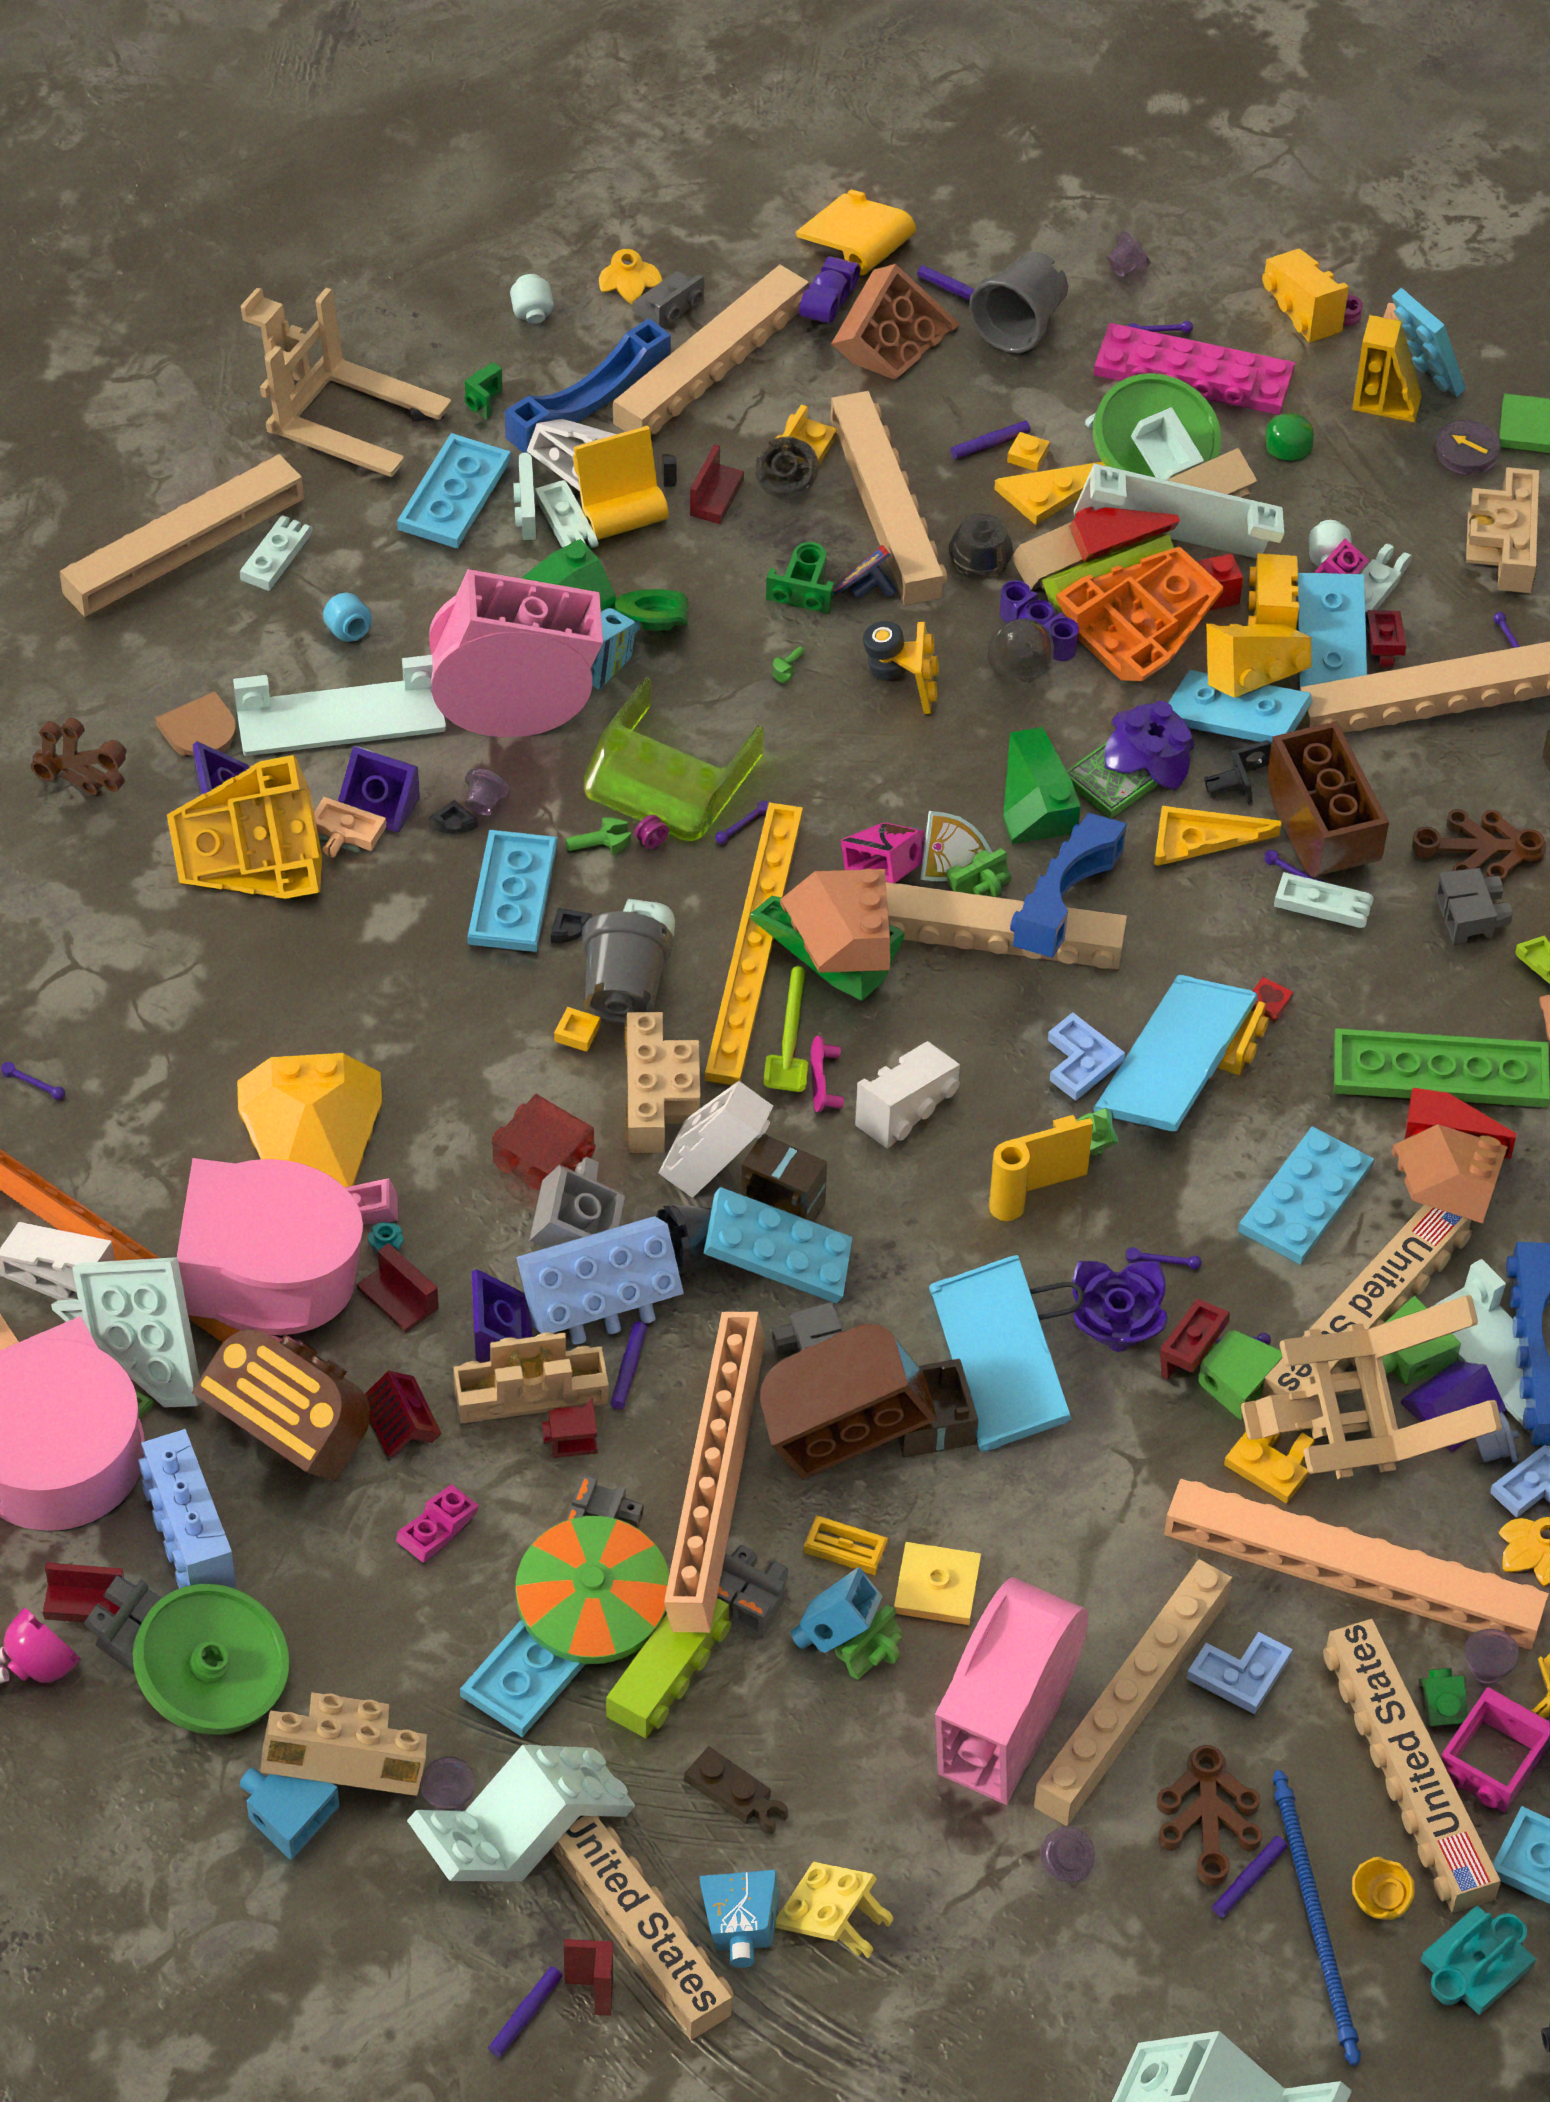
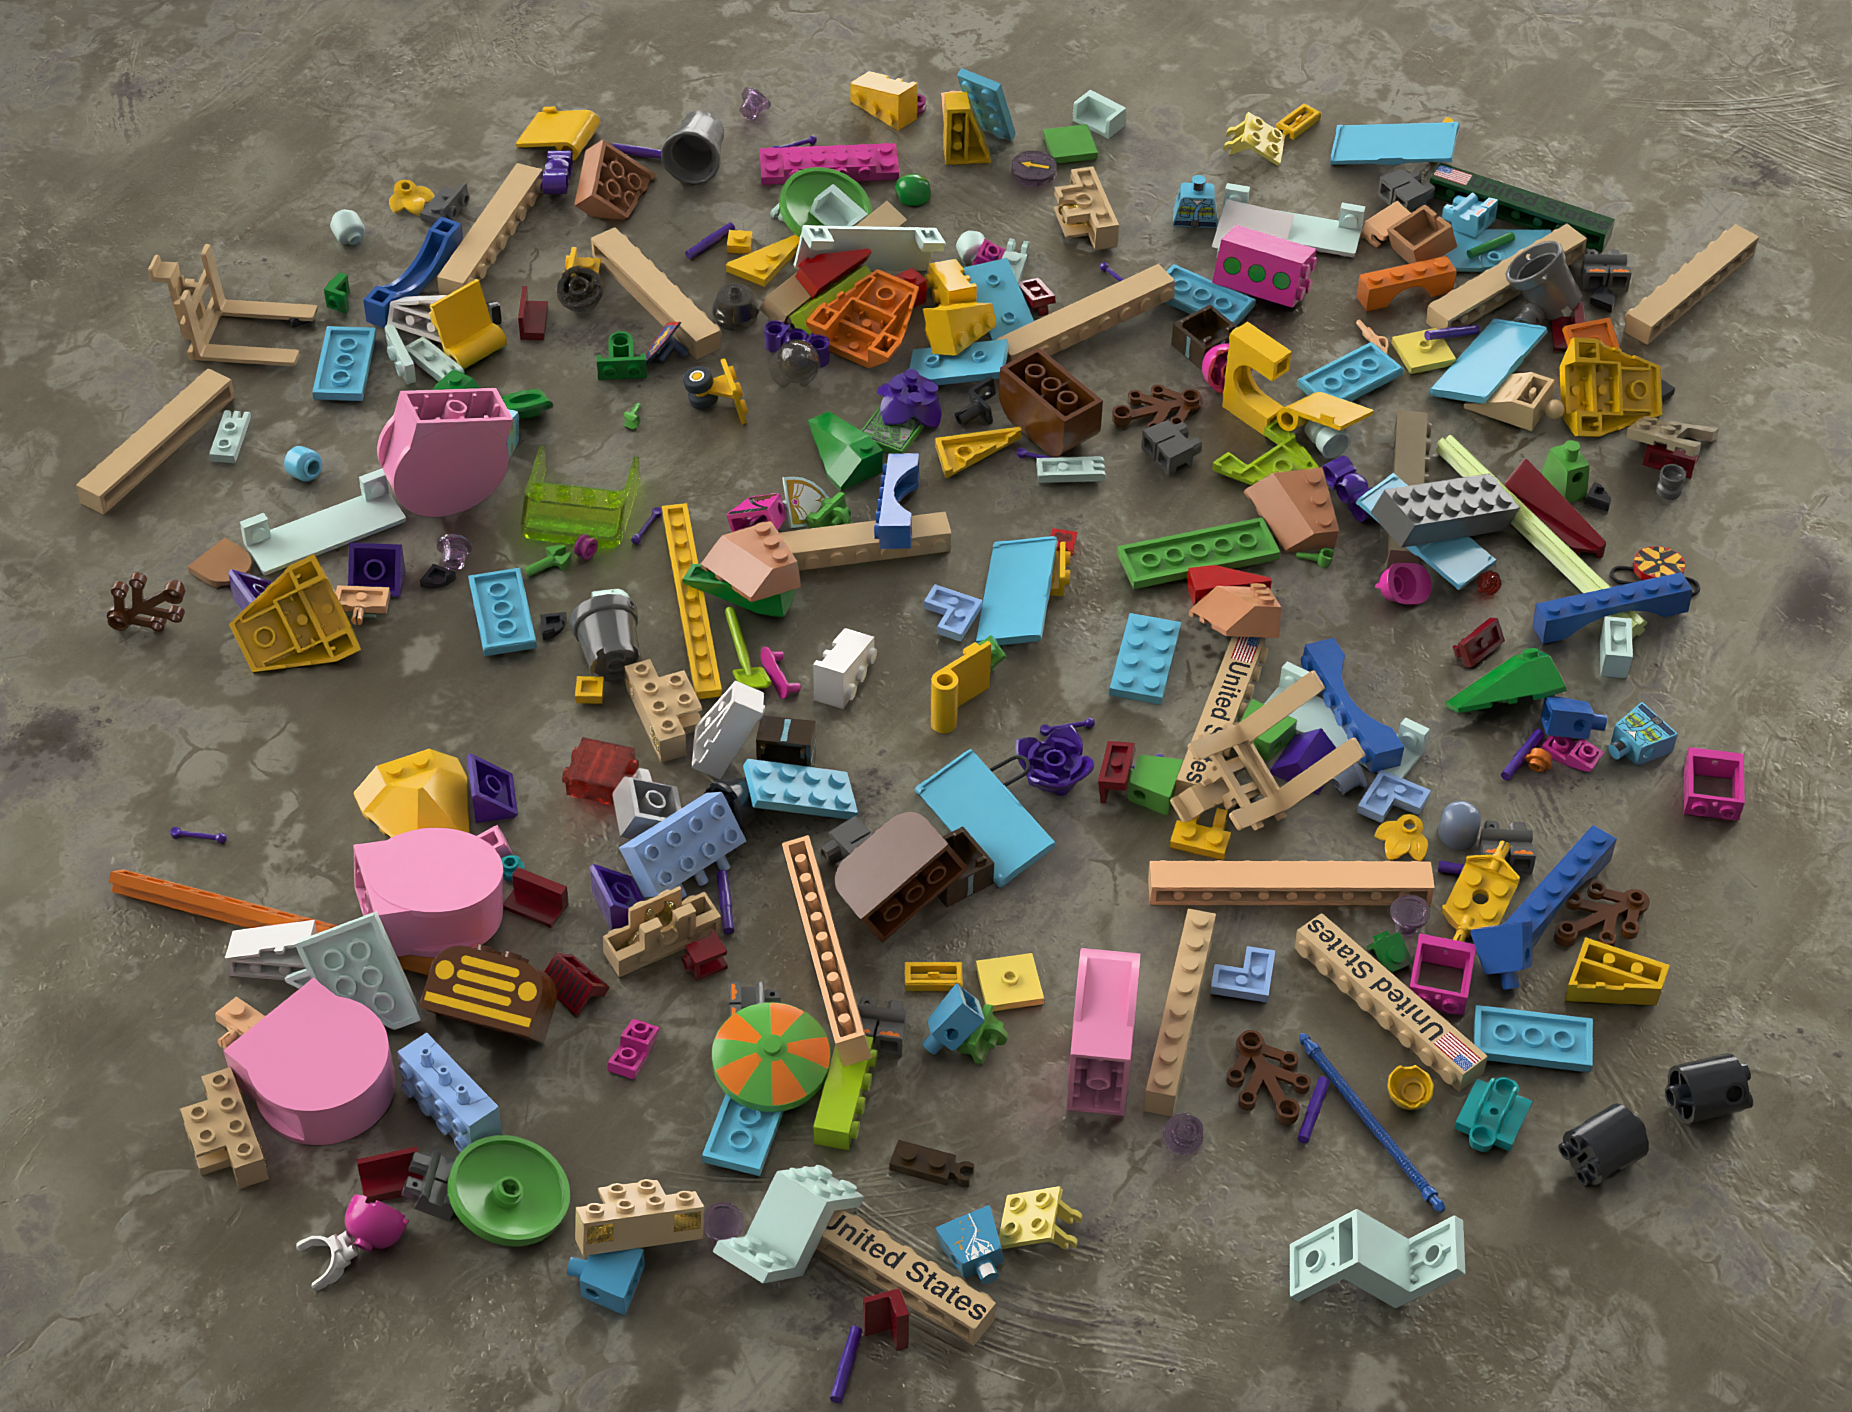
camera: 20 degrees left, 5 degrees down
(400, 1129) = (491, 791): none -> dark purple slope

